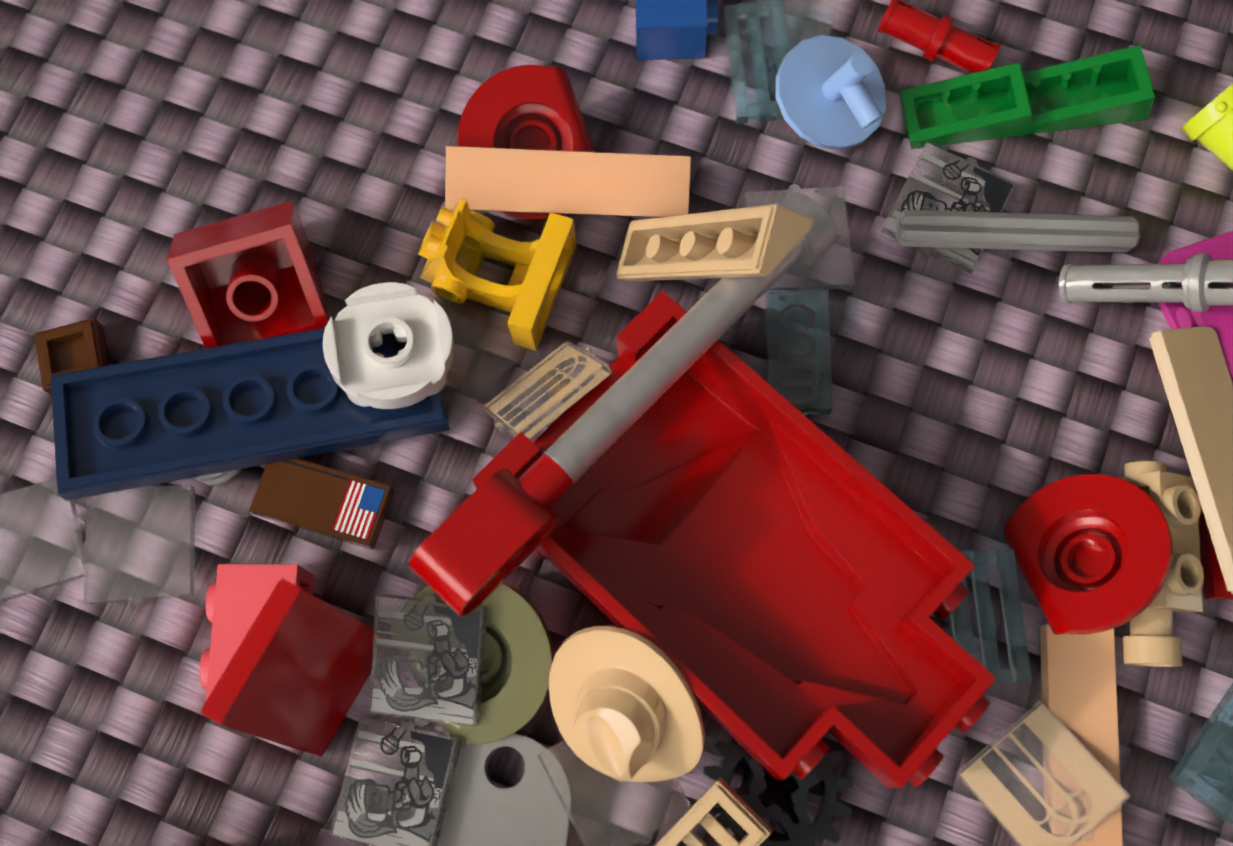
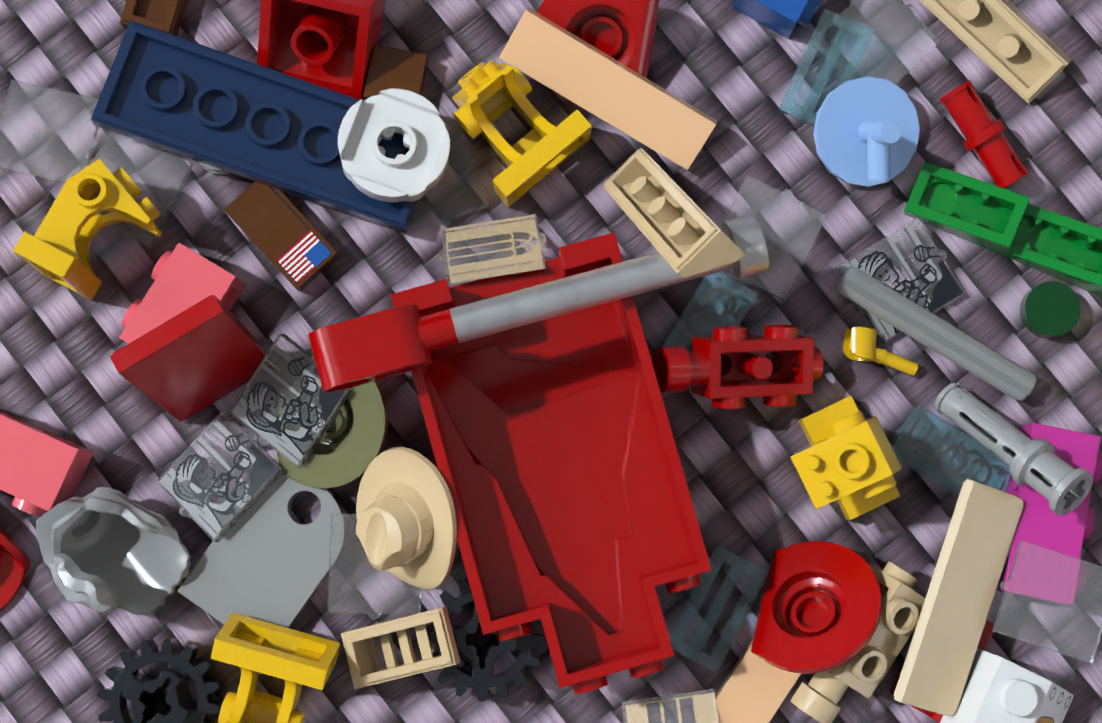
camera: 30 degrees right, 10 degrees up
(90, 616) = (65, 235): none -> yellow tile
(346, 277) = (396, 70): none -> reddish brown tile
(859, 360) = (744, 366): none -> red brick
(956, 285) = (861, 346): none -> yellow hand
(1022, 385) = (847, 460): none -> yellow tile
(1100, 338) = (945, 453): none -> clear light blue tile
(1101, 154) = (1050, 309): none -> dark green tile

